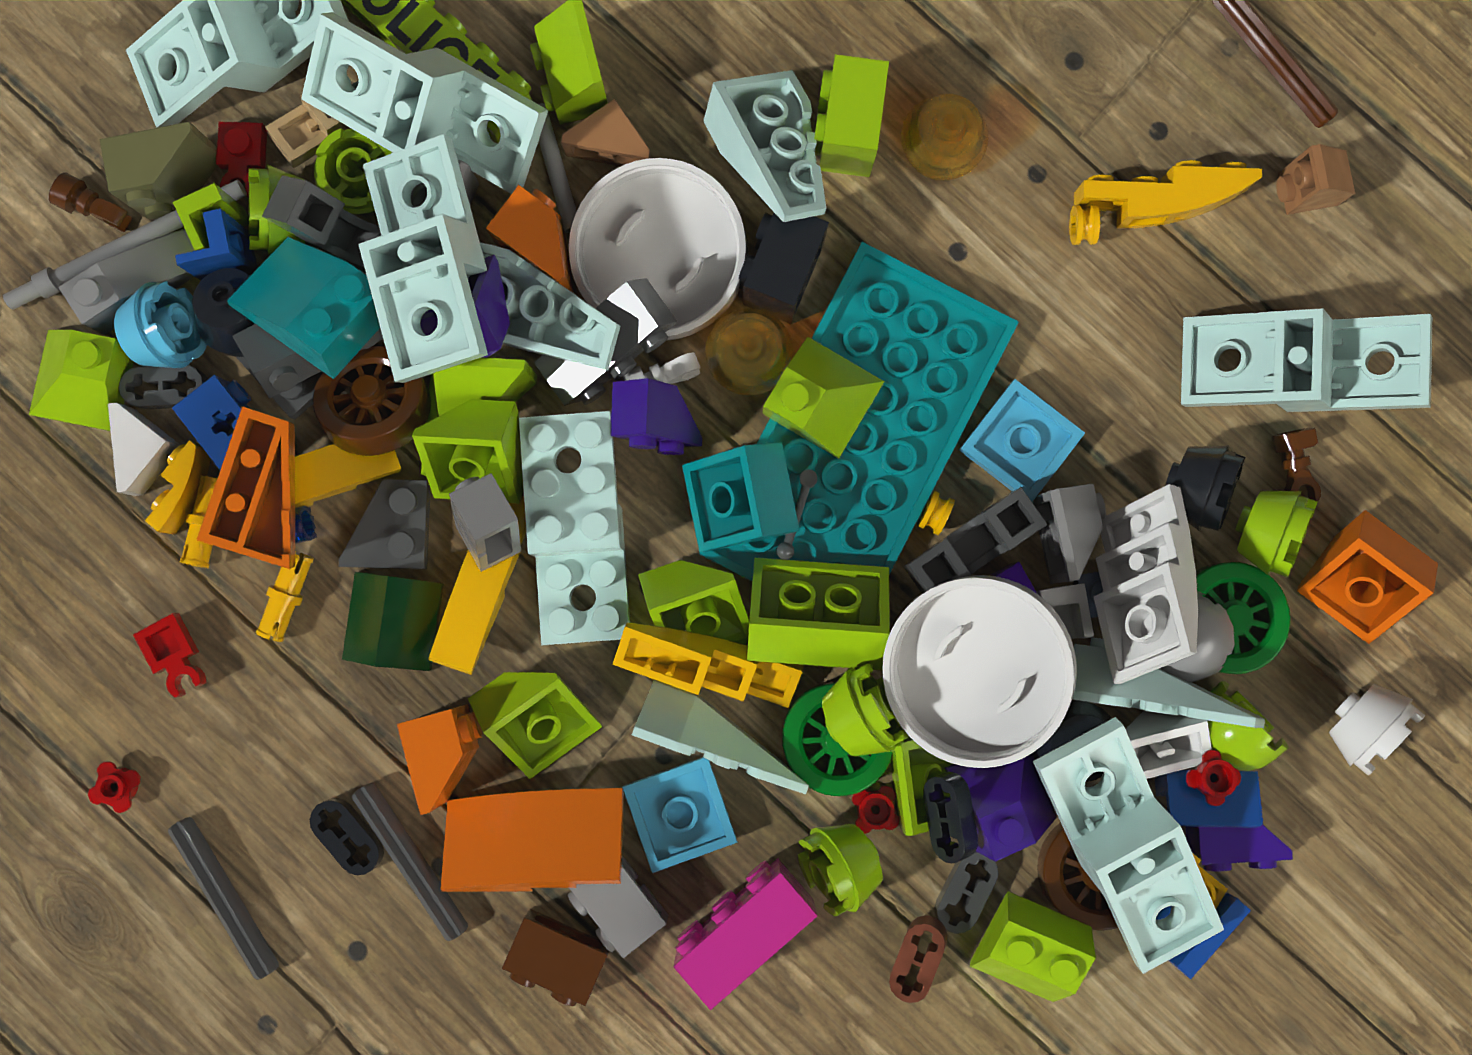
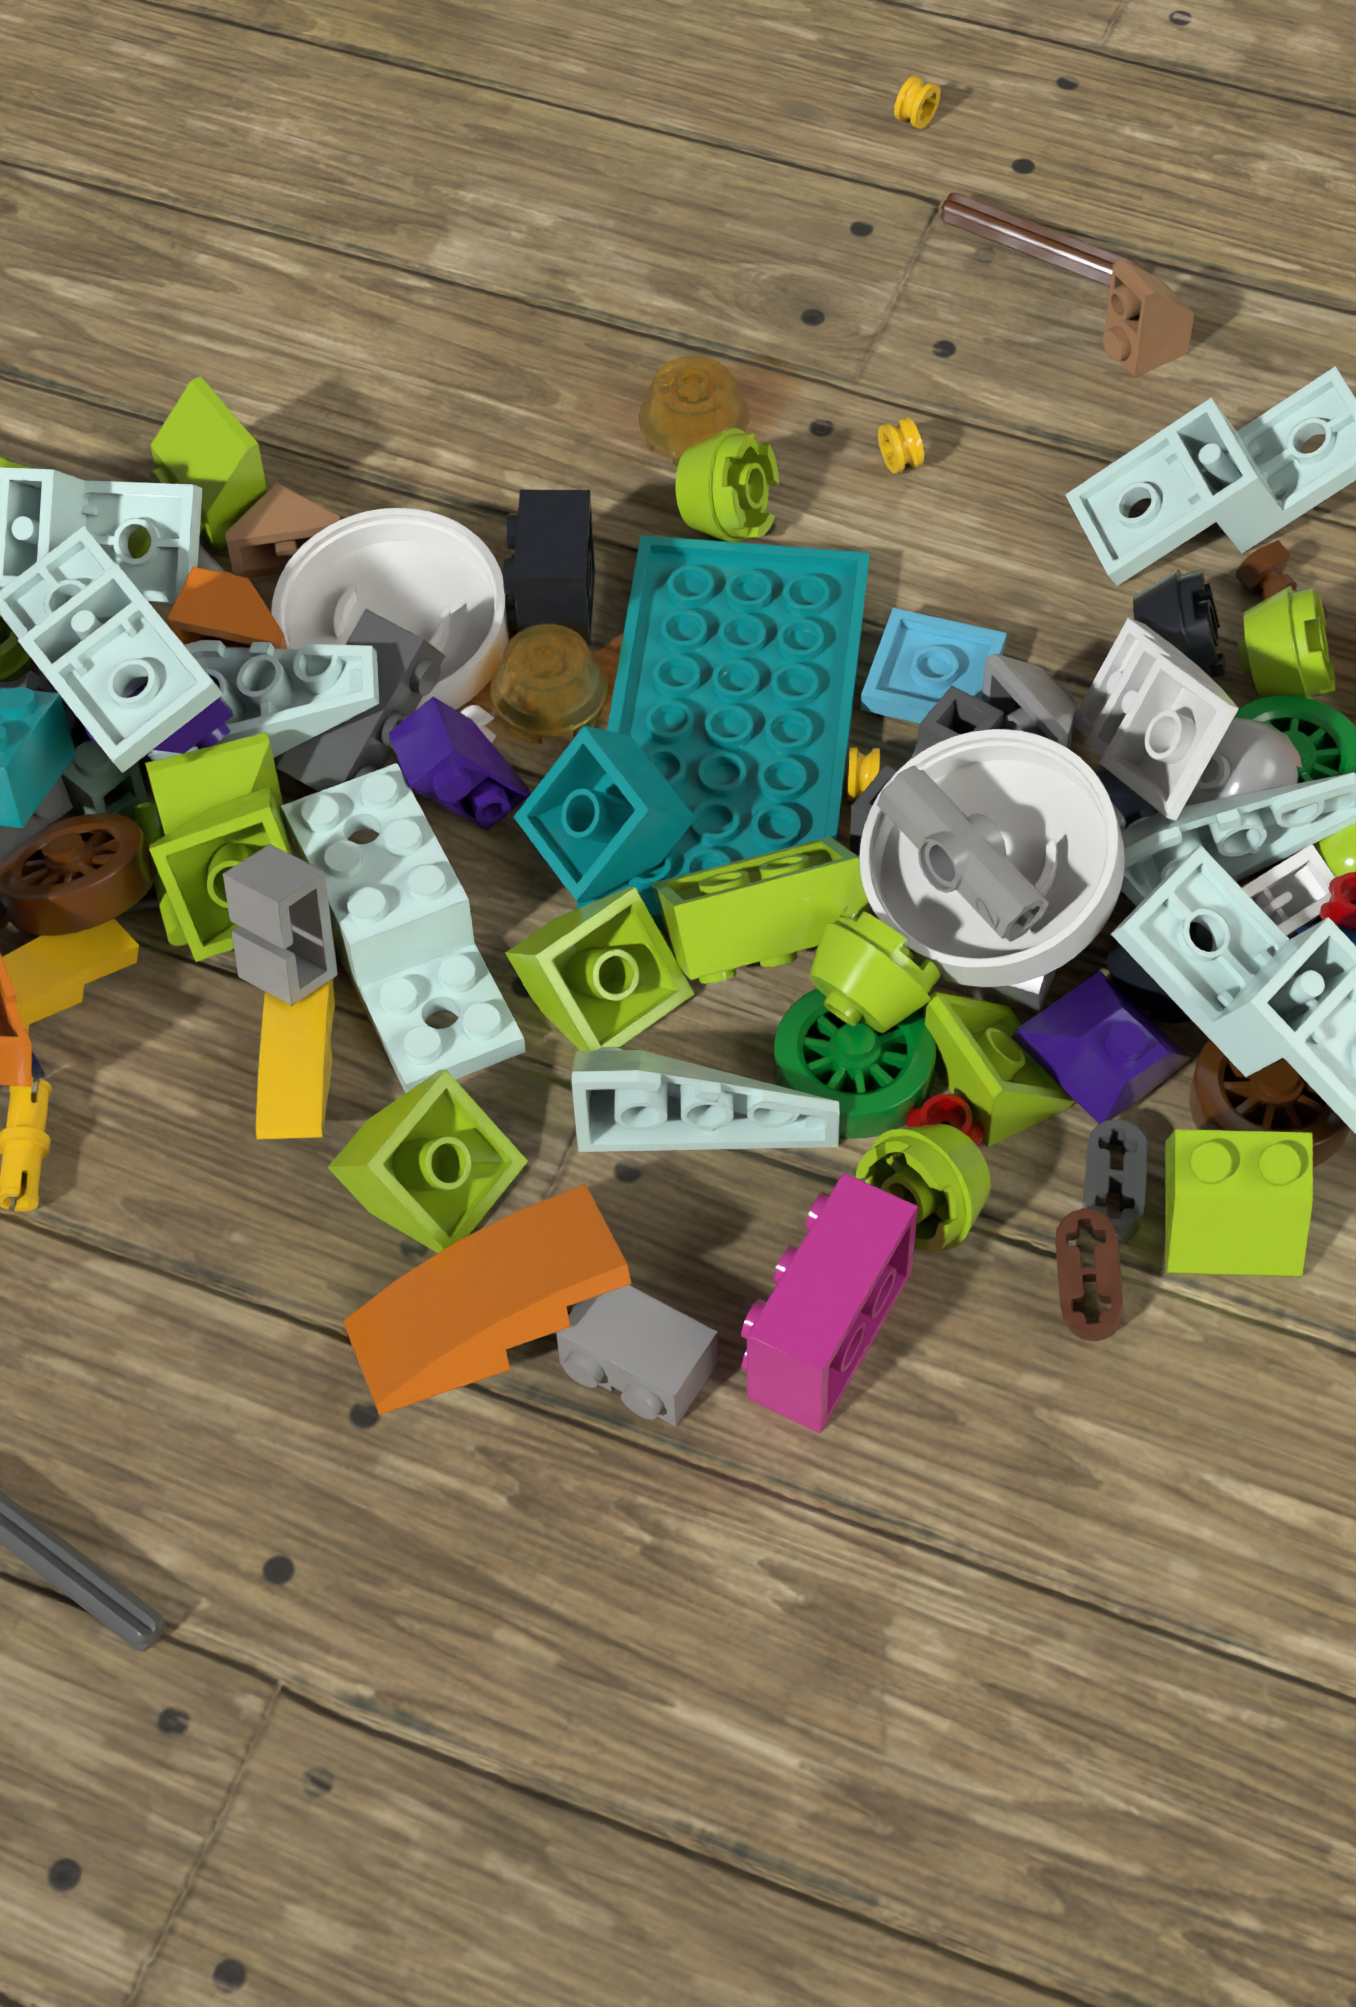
camera: 20 degrees left, 30 degrees down
(338, 843) = (219, 1400): black beam -> none
(392, 528) = (148, 1028): dark grey wing -> none
(392, 622) = (184, 1127): dark green slope -> none
(410, 861) = (318, 1413): dark grey axle -> none
(438, 753) = (311, 1225): orange slope -> none
(555, 958) = (578, 1451): reddish brown brick -> none
(679, 814) = (682, 1217): medium azure plate -> none
(704, 661) = (641, 1015): yellow slope -> none
(768, 139) = (472, 455): light aqua wedge -> none
(808, 480) = (683, 784): dark grey hinge -> none
(822, 397) = (660, 693): lime slope -> none
(853, 111) = (571, 414): lime brick -> none
(938, 225) = (726, 486): none -> lime cone
(950, 817) = (1050, 1054): black beam -> none
(955, 677) = (962, 853): none -> light grey piece
(1182, 194) = (998, 388): yellow slope -> none

